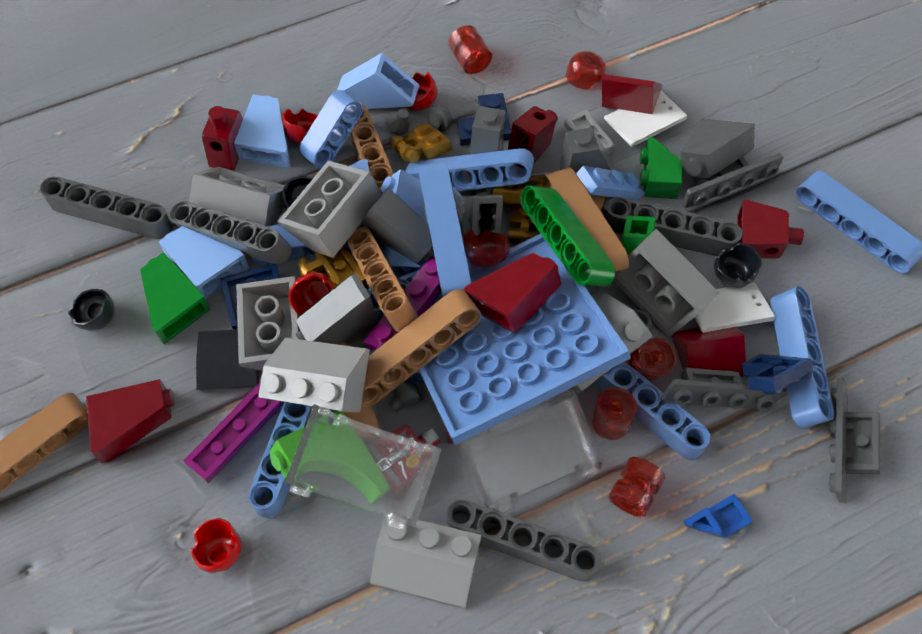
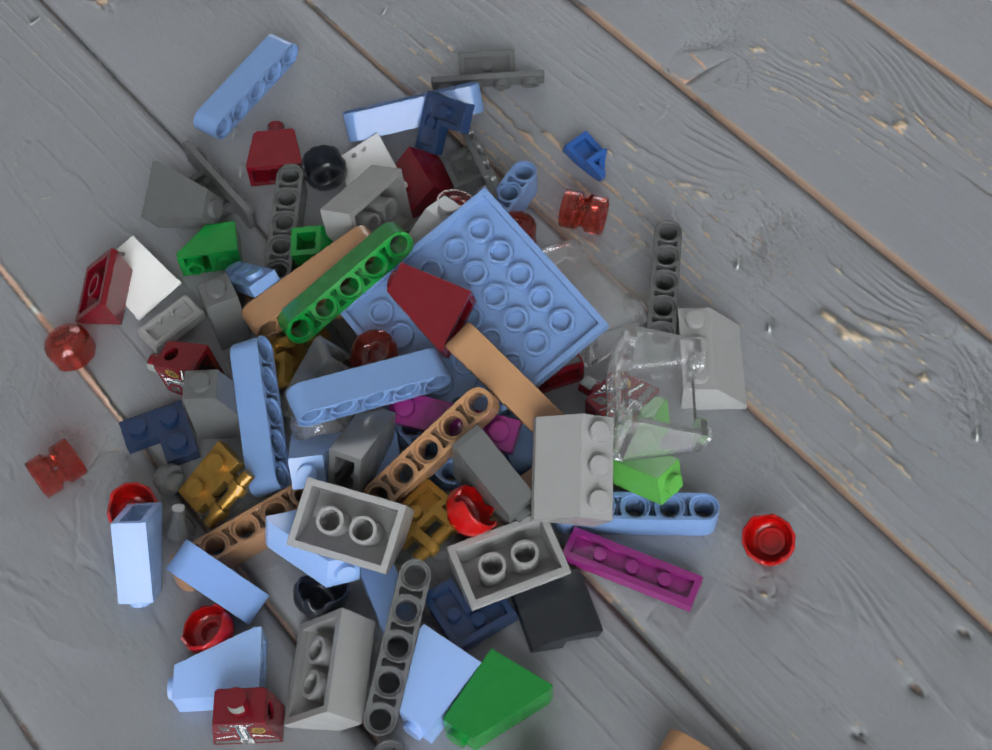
camera: 100 degrees left, 5 degrees down
(126, 416) = (660, 689): dark red slope -> none

